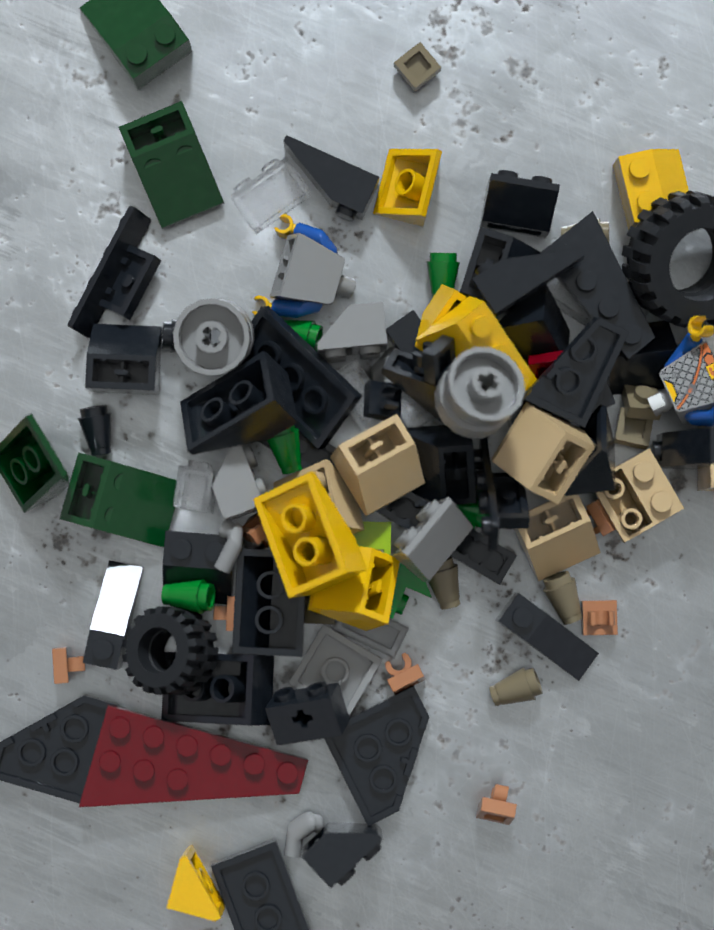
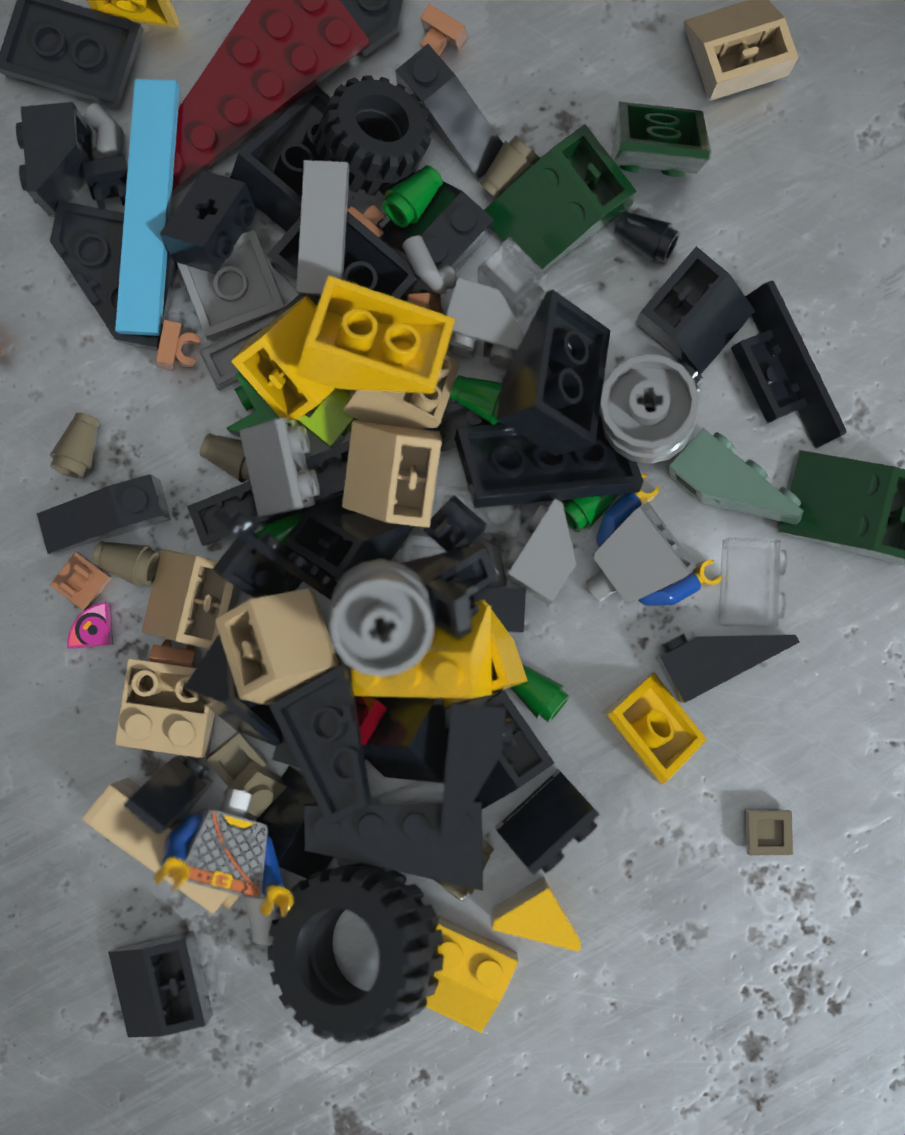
camera: 135 degrees right, 0 degrees up
(119, 550) = (509, 164): none -> dark tan cone
(219, 261) = (724, 480): none -> sand green slope
(257, 632) = (322, 224): none -> light grey tile
(327, 762) = (147, 207): none -> medium azure tile
(329, 805) = (106, 179): none -> black tile
(583, 168) = (536, 916): none -> yellow slope
(623, 586) = (92, 627): none -> dark pink tile

